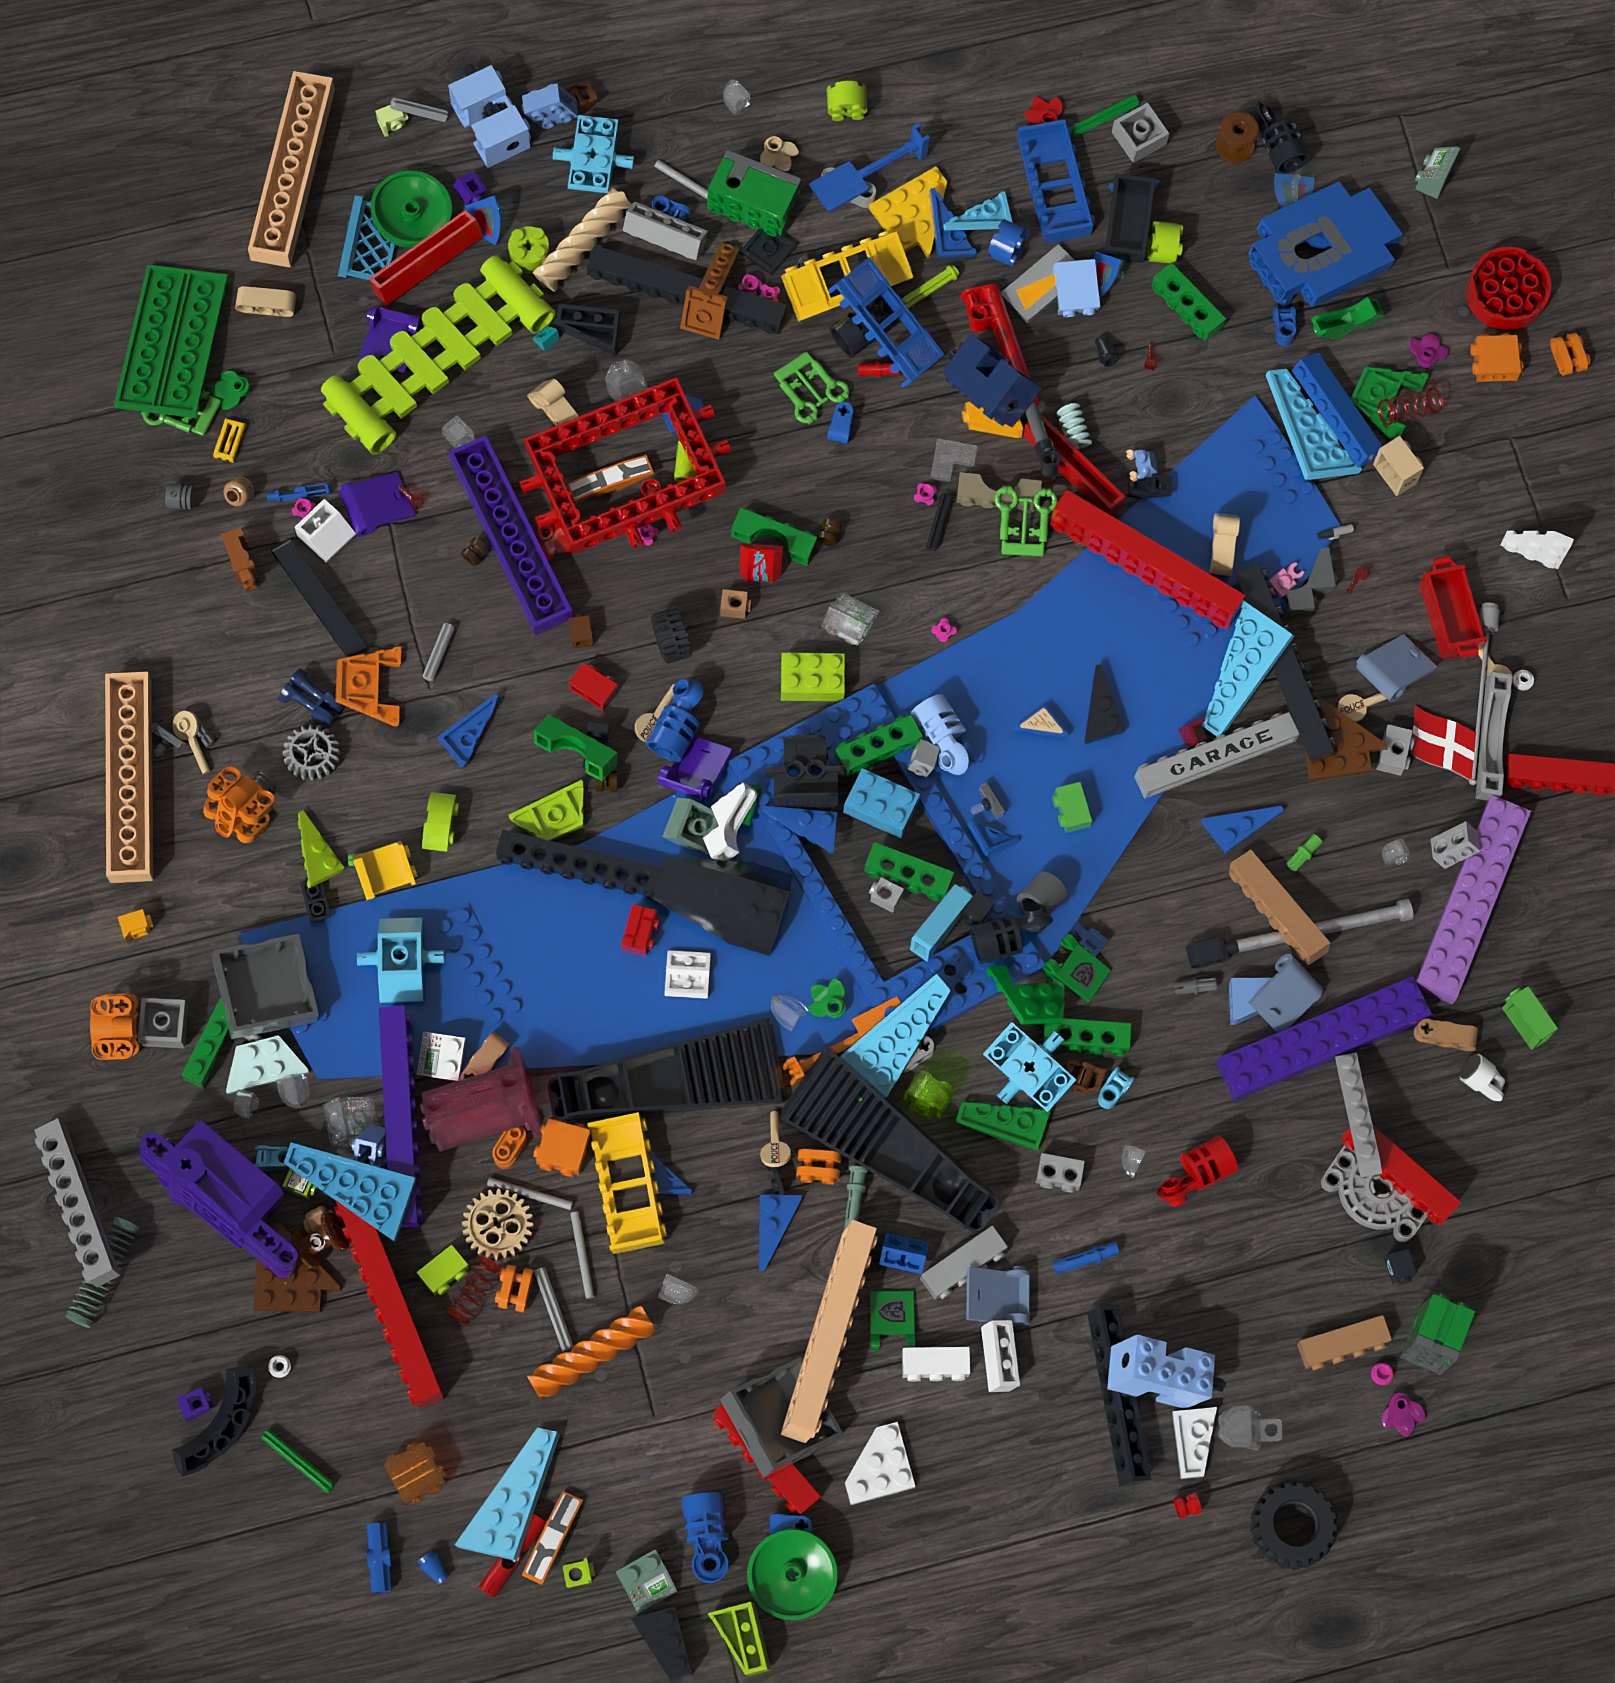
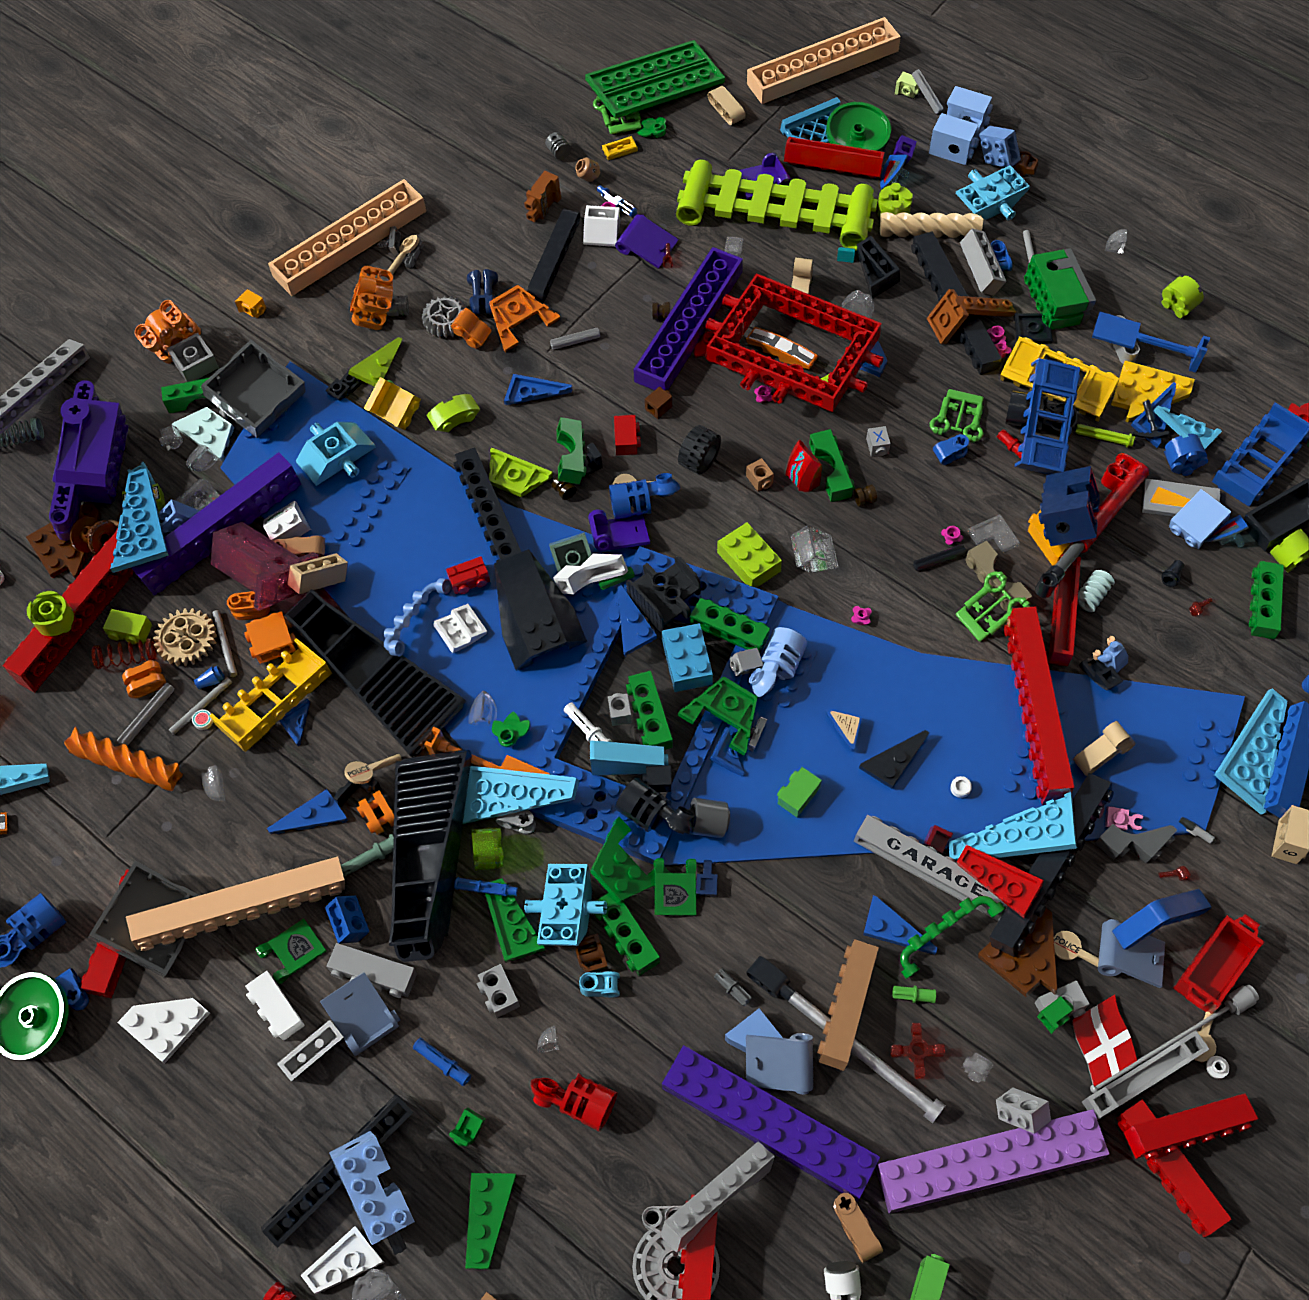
camera: 60 degrees right, 10 degrees down
(352, 738) = (471, 328): none -> orange brick
(398, 1311) = (50, 614): none -> lime brick
(538, 1059) = (317, 573): none -> tan brick
(560, 1228) = (210, 677): none -> blue cone
(599, 1261) = (202, 720): none -> tile
(637, 1003) = (391, 635): none -> medium blue bar
(780, 156) = (1104, 288): tan plate -> none
(782, 477) = (878, 441): none -> light grey brick
(855, 934) = (592, 732): none -> white pin
(951, 239) = (1151, 419): none -> black piece
(953, 801) = (728, 703): none -> green wing
(962, 1120) = (484, 887): none -> blue piece
(1157, 1272) = (467, 1127): none -> green bracket
(1165, 678) = (961, 787): none -> white tile
(1232, 1302) = (487, 1208): none -> green wing
(1269, 797) = (934, 930): none -> green bar
(1275, 711) = (1005, 881): none -> red wing
(1337, 876) = (928, 1050): none -> clear red pin
(1392, 621) = (1159, 914): none -> blue beam
(1404, 761) = (1056, 1014): none -> green brick
(1553, 737) = (1191, 1126): none -> red brick

